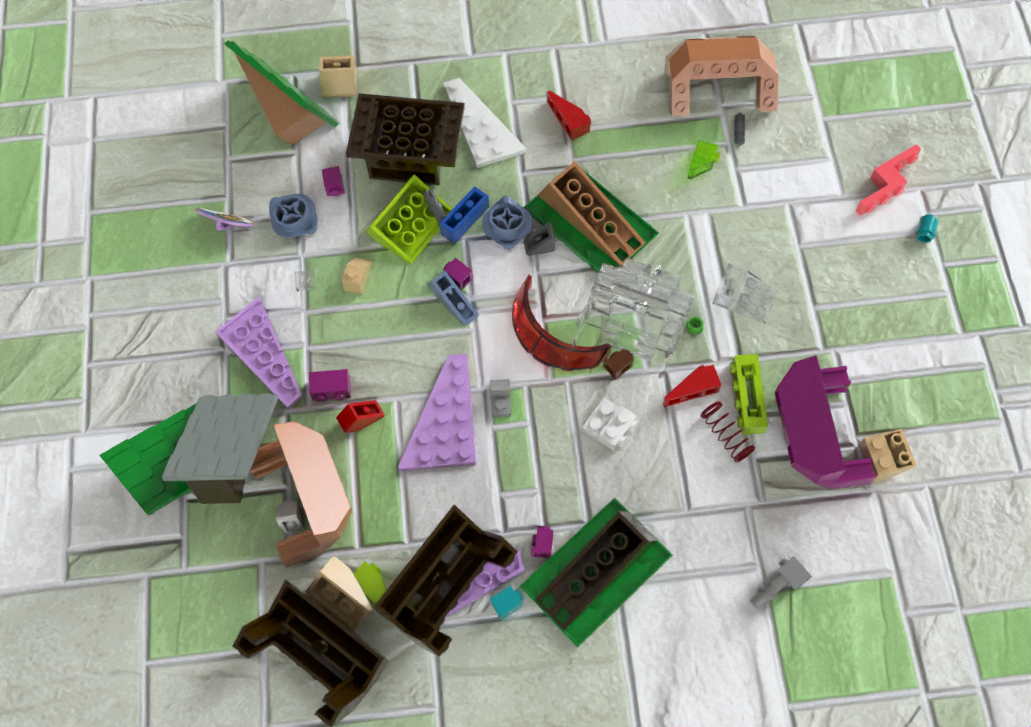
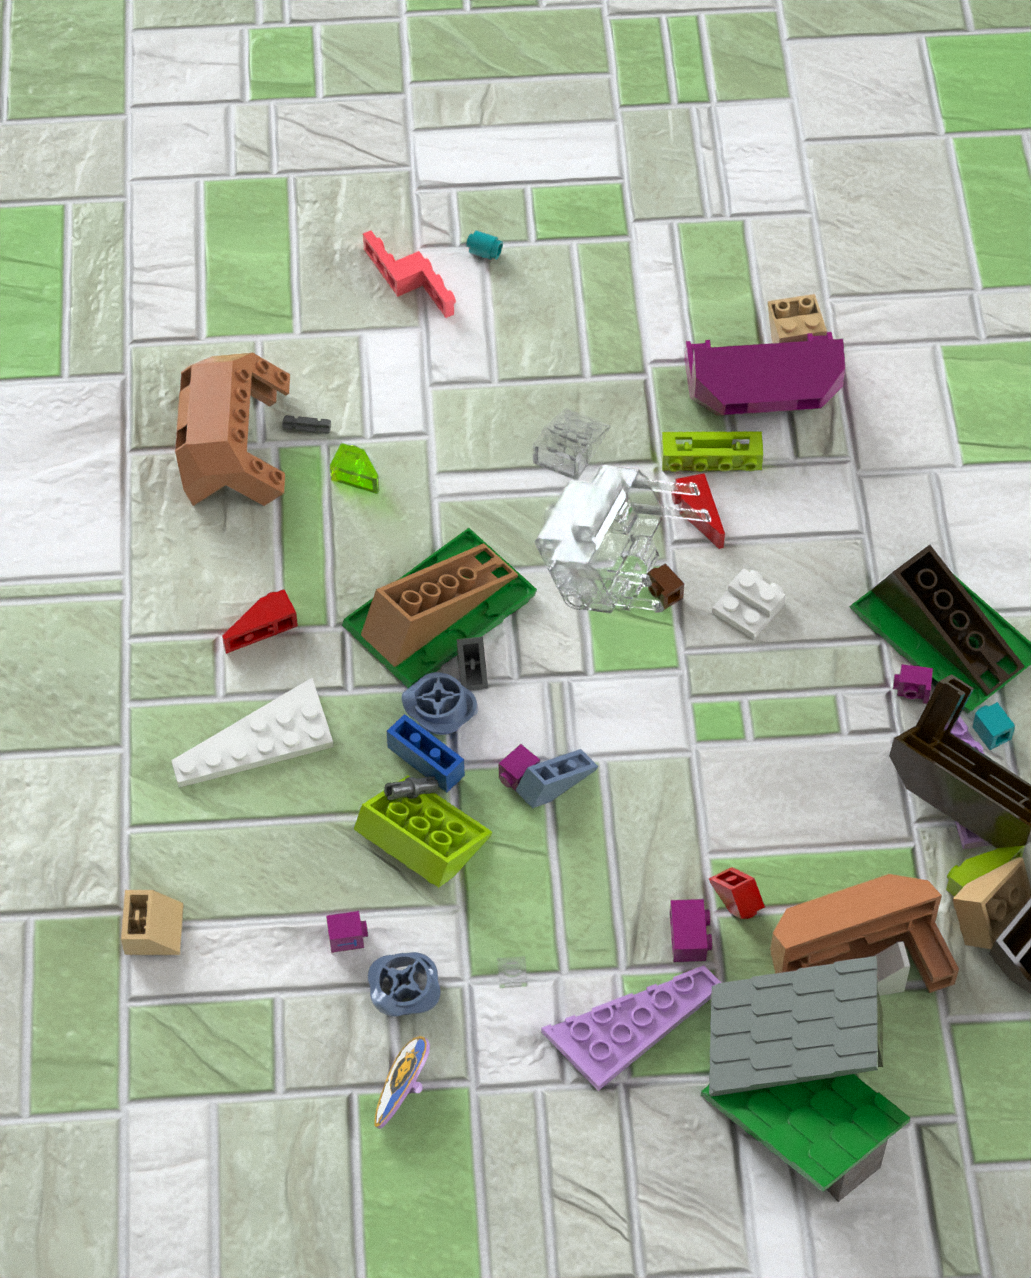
camera: 90 degrees left, 10 degrees down
(286, 107) = (218, 980): medium nougat piece -> none
(356, 275) = (509, 897): tan slope -> none
(405, 136) = (297, 804): dark brown wedge -> none
(446, 425) = (755, 792): lavender wing -> none
(500, 398) = (707, 726): light grey slope -> none
(544, 346) = (617, 682): clear red windscreen -> none
(742, 454) = (790, 467): dark red piece -> none
(791, 572) = (951, 431): light grey brick -> none

